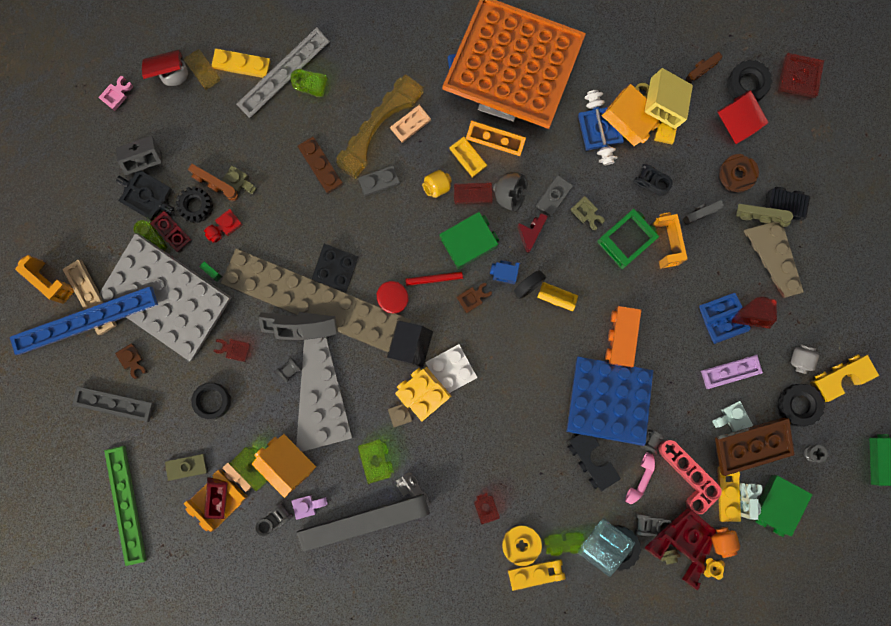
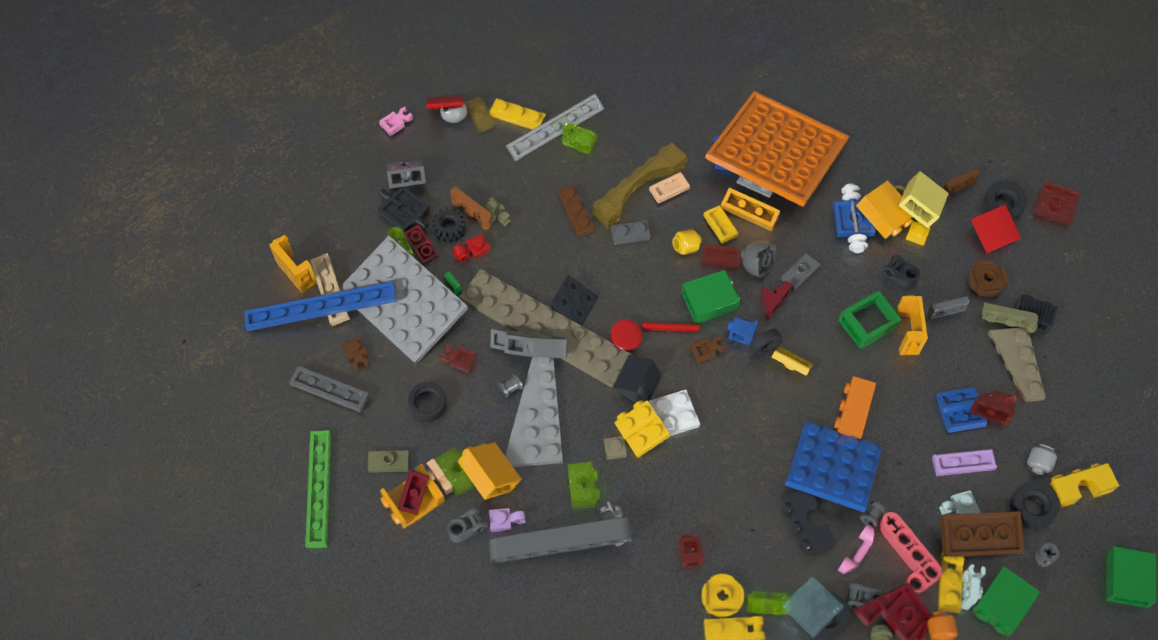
camera: 10 degrees right, 20 degrees down
(585, 210) = (831, 289): olive plate -> none

